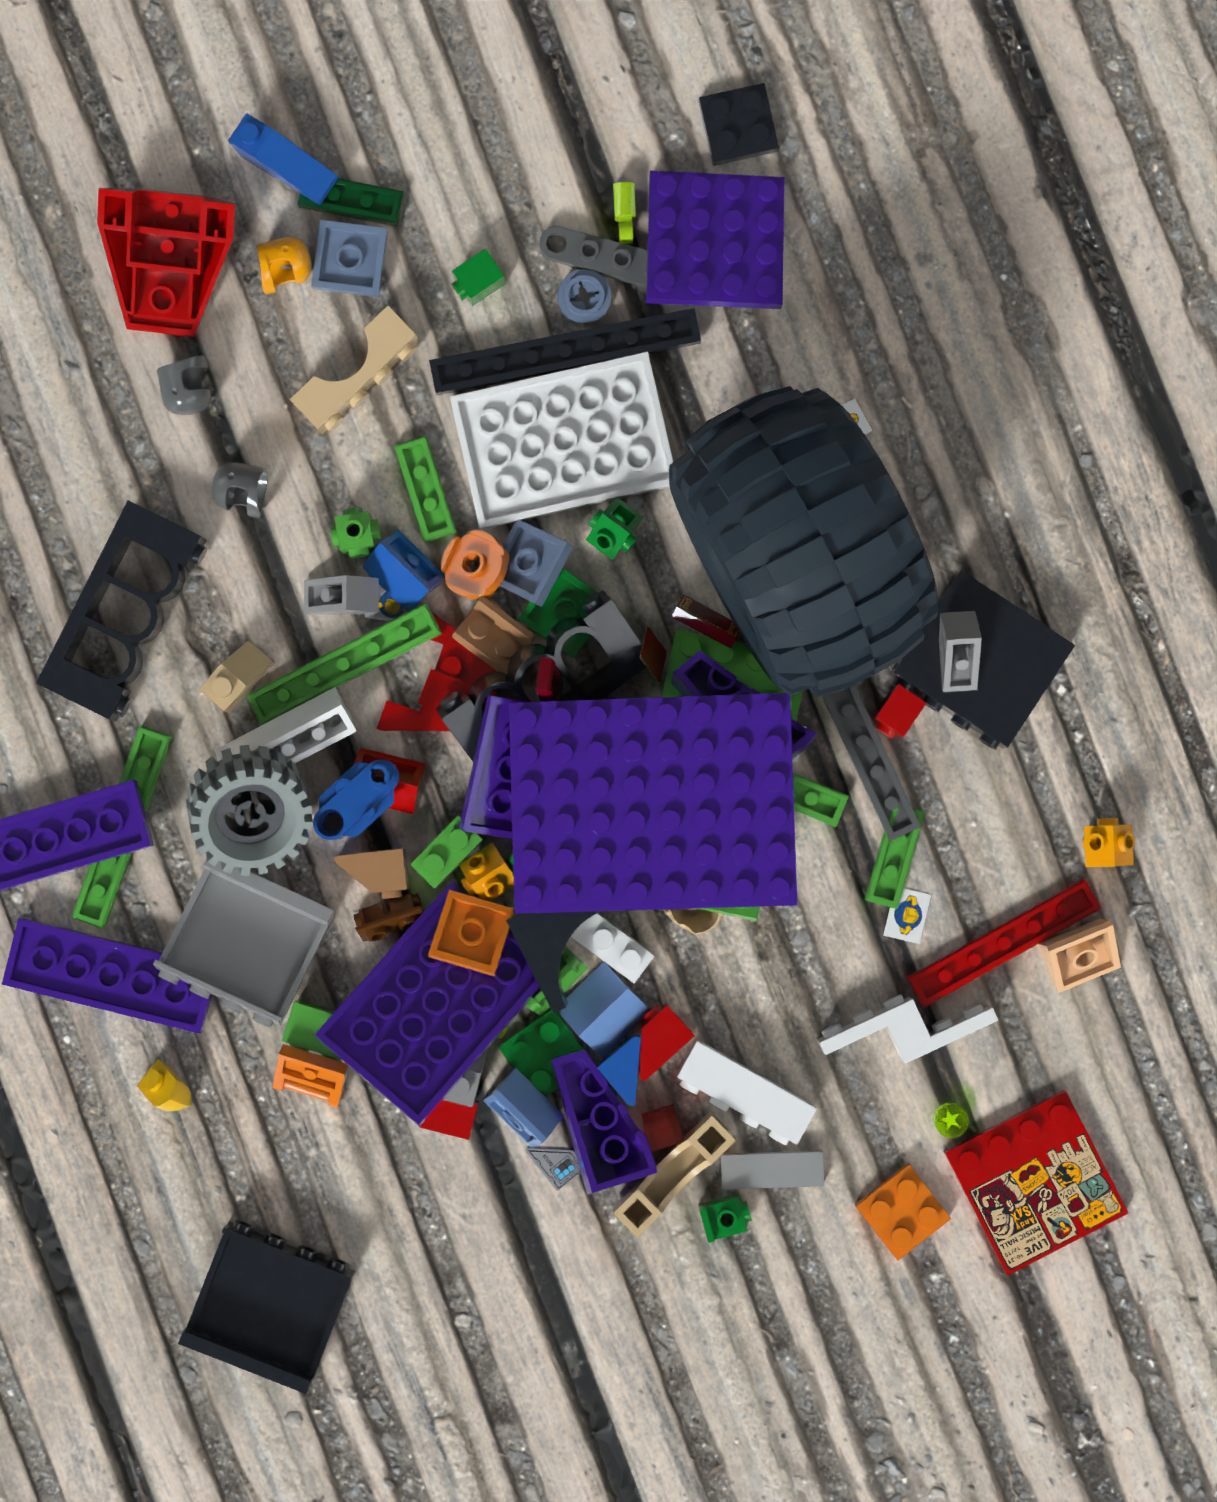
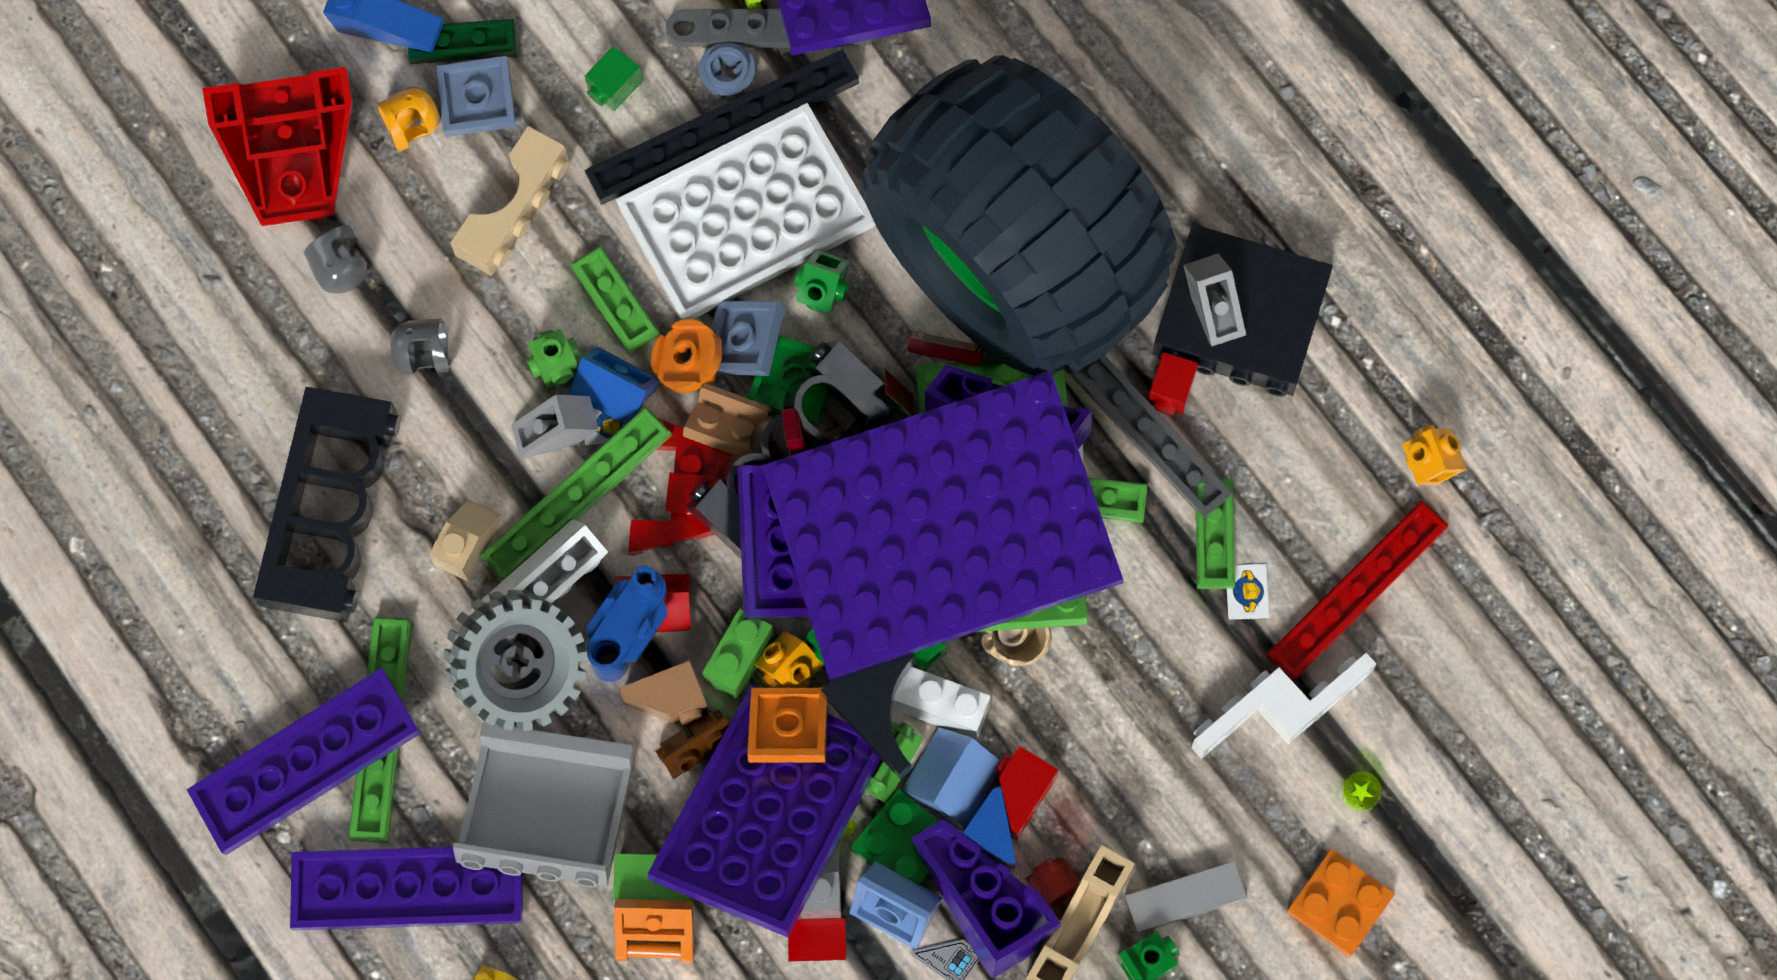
camera: 15 degrees left, 15 degrees down
(746, 1092) = (1131, 819): white brick -> none
(1035, 1182) = (1473, 831): plate -> none
(1081, 954) = (1442, 577): light nougat slope -> none

